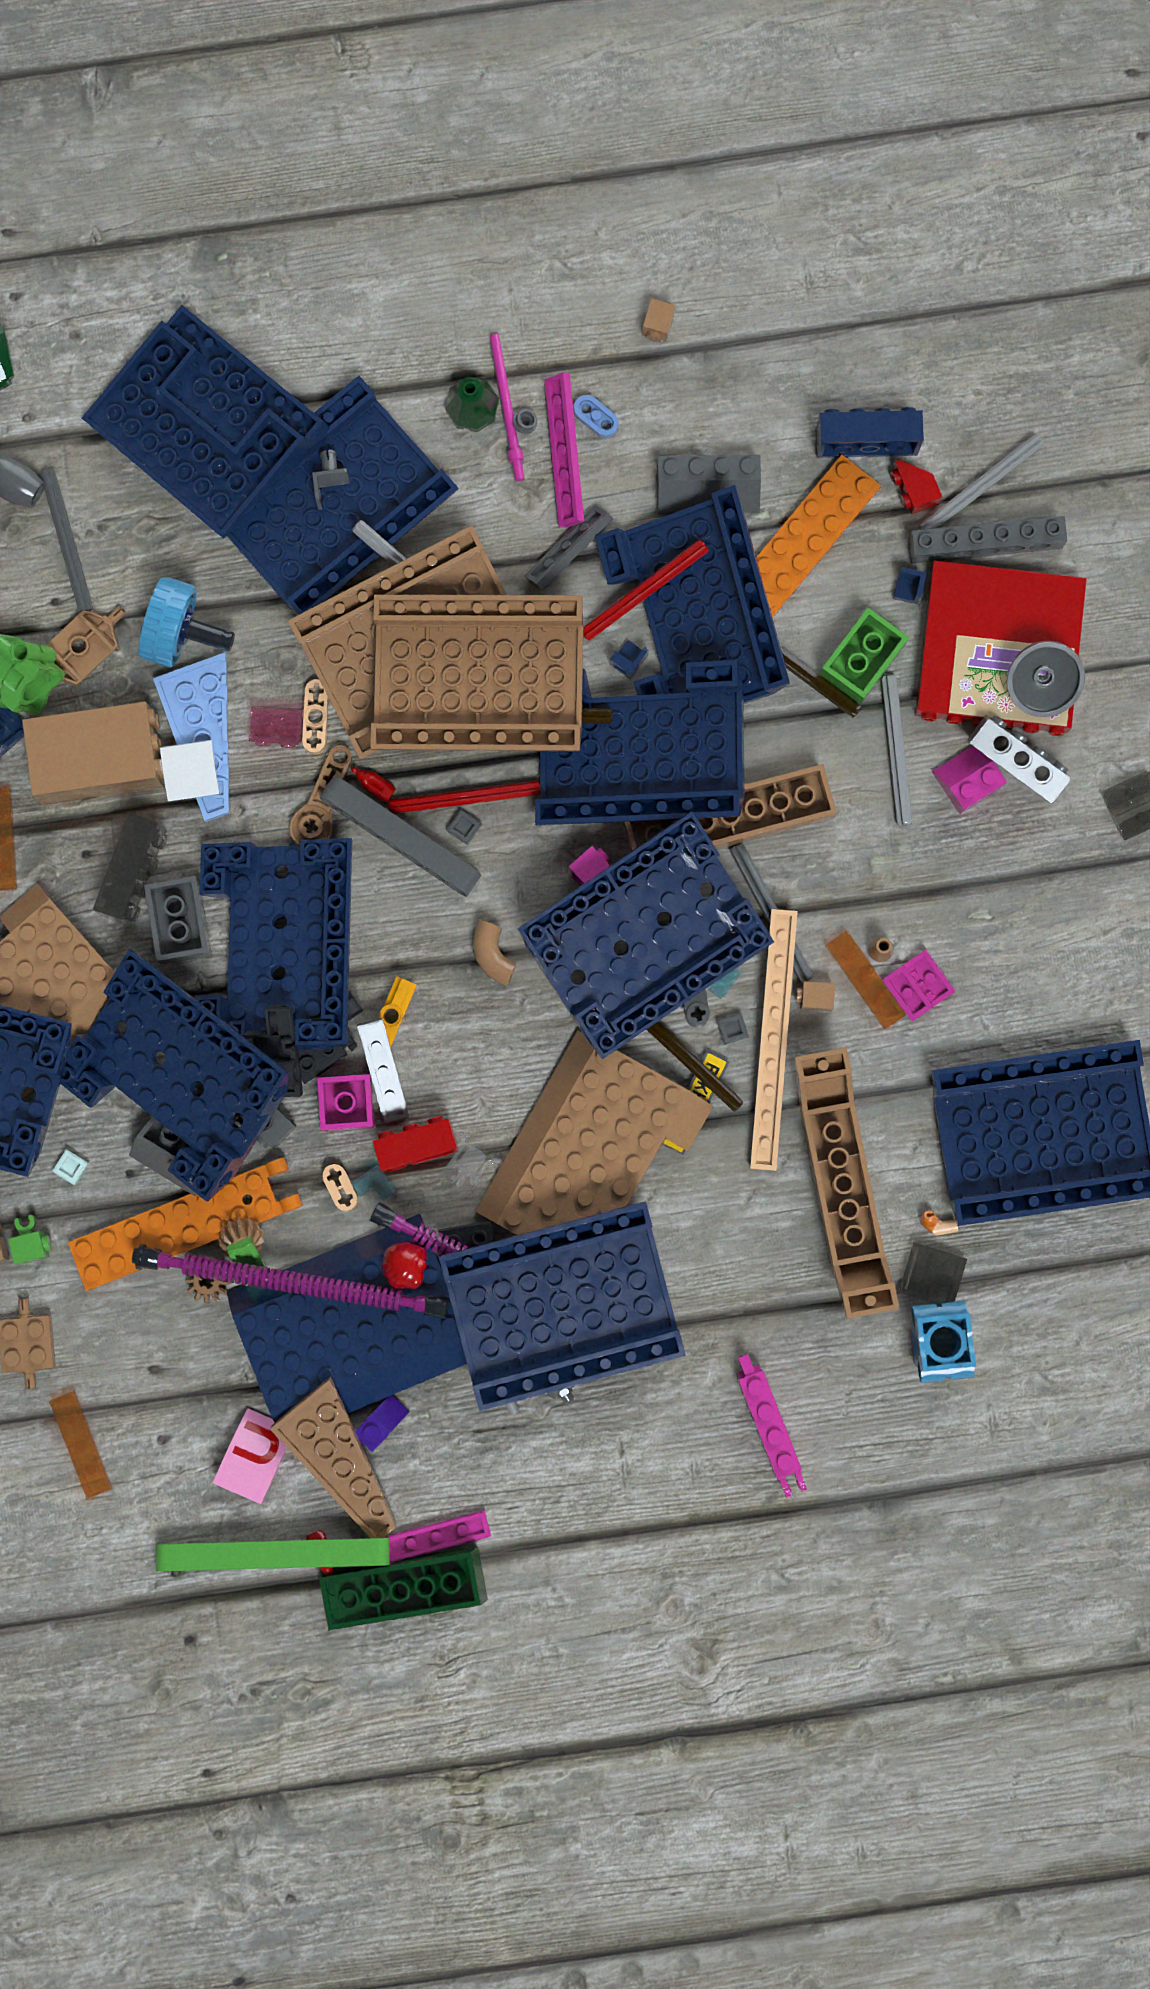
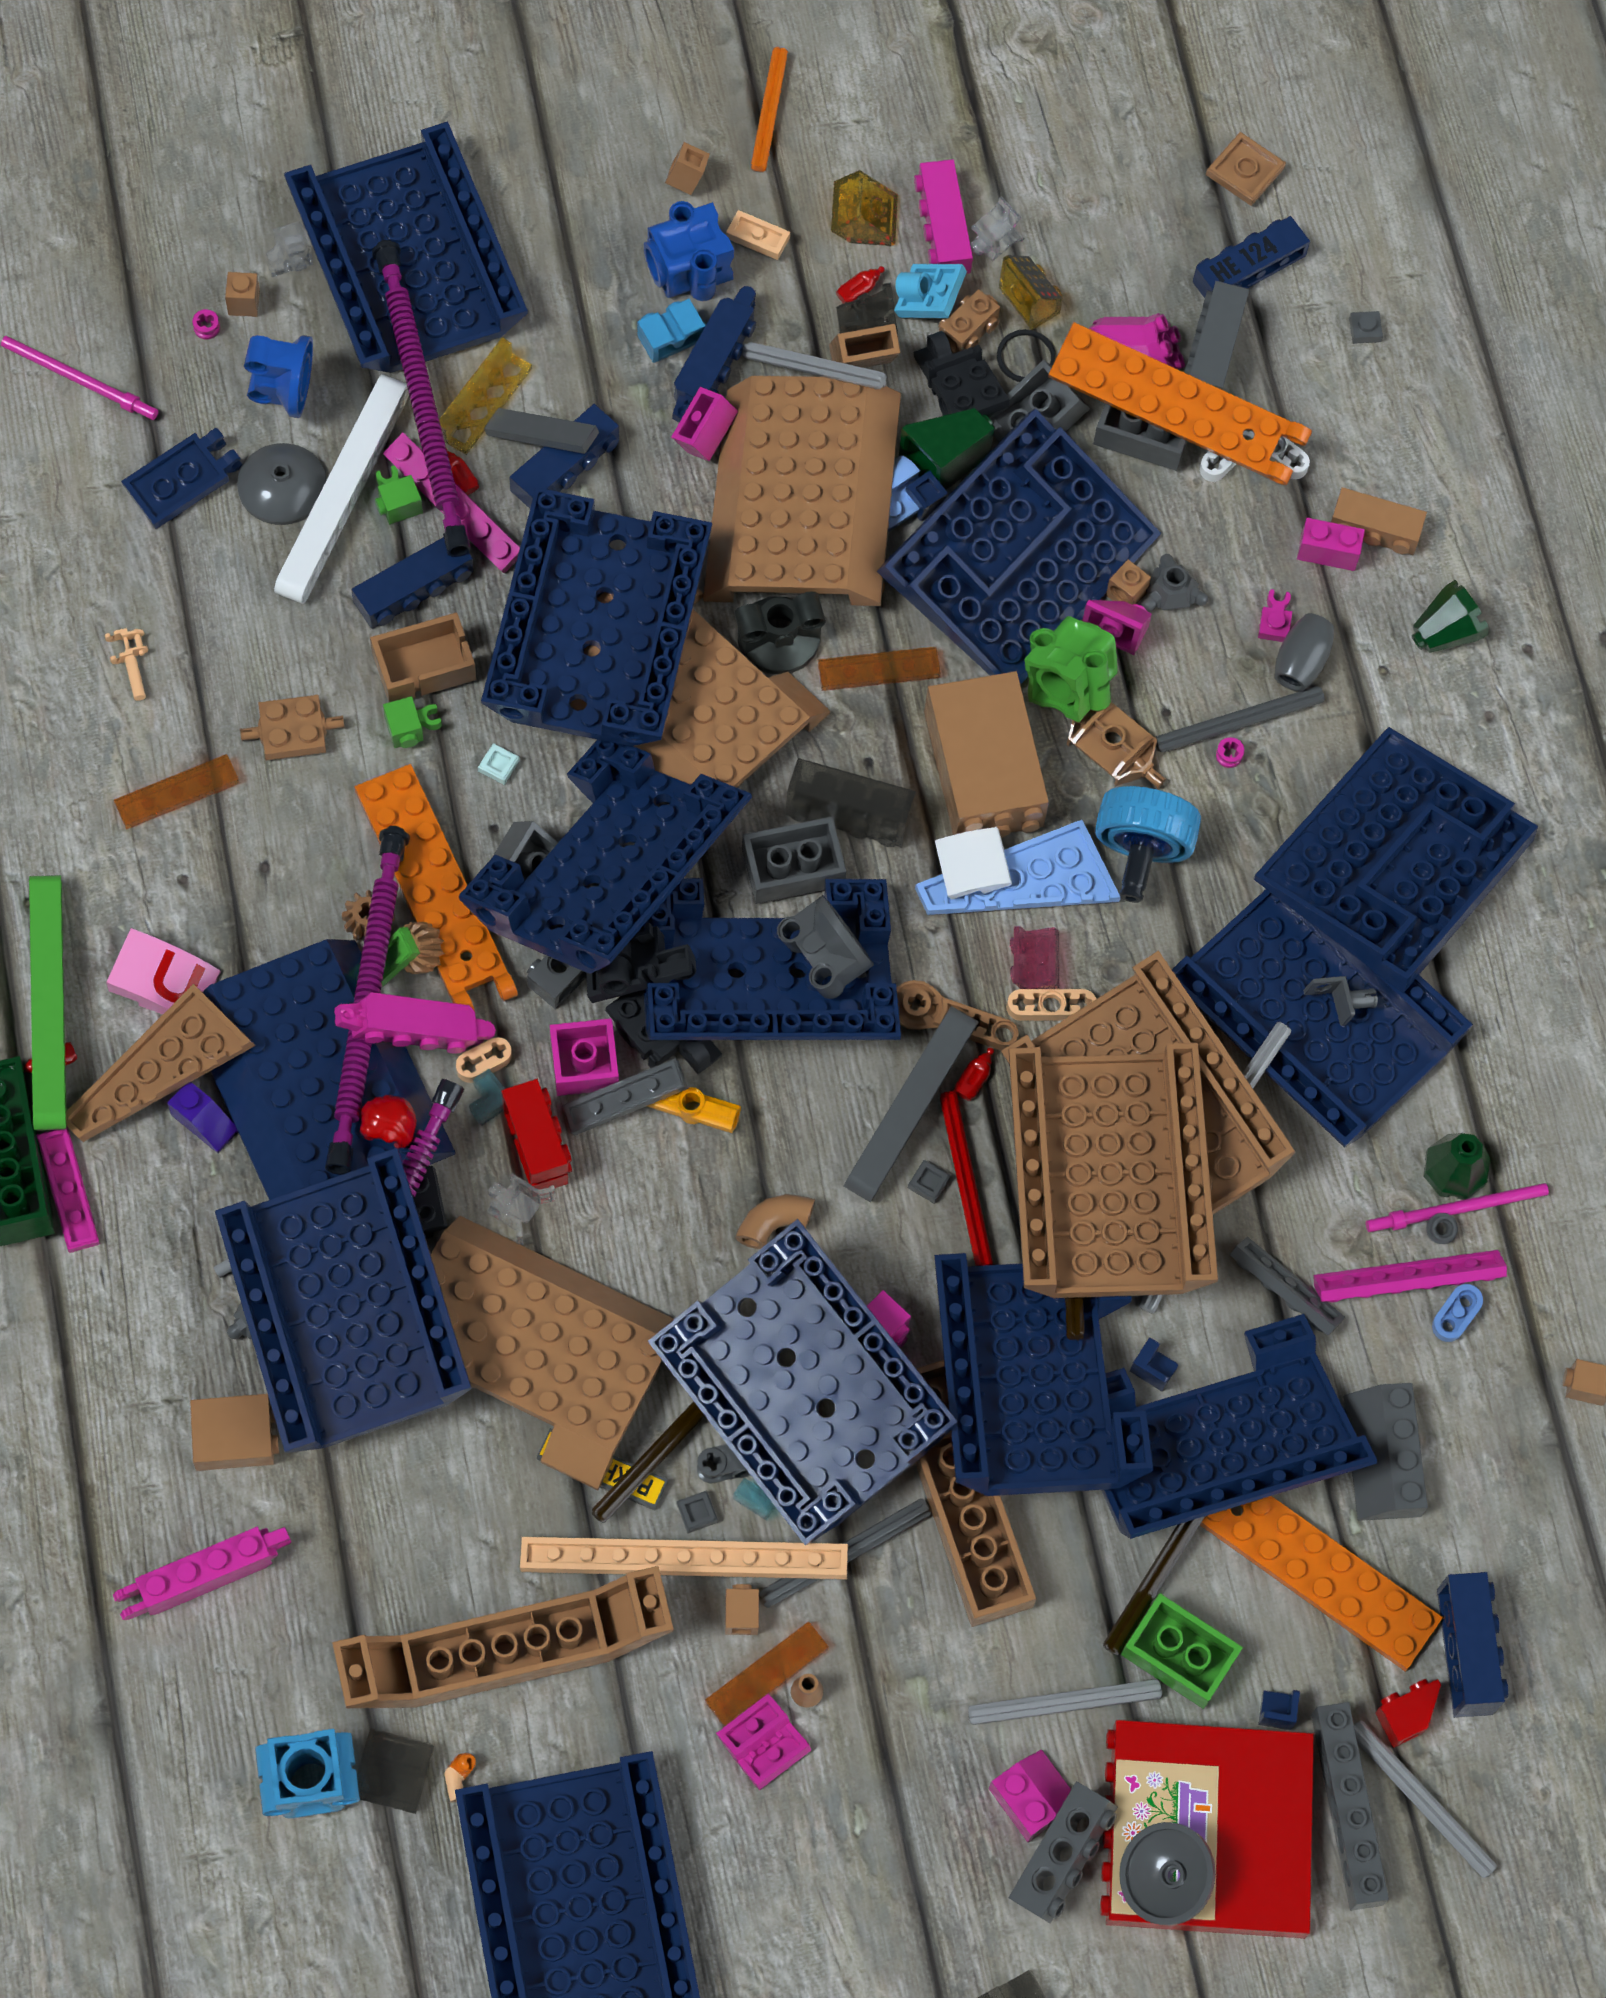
camera: 80 degrees right, 15 degrees down
(95, 559) = (1230, 762): none -> dark pink bush
(266, 894) = (826, 945): none -> dark grey piece
(315, 1243) = (414, 1022): none -> dark pink hinge
(645, 589) = (1240, 1374): red axle -> none
(654, 1400) = (233, 1432): none -> medium nougat brick

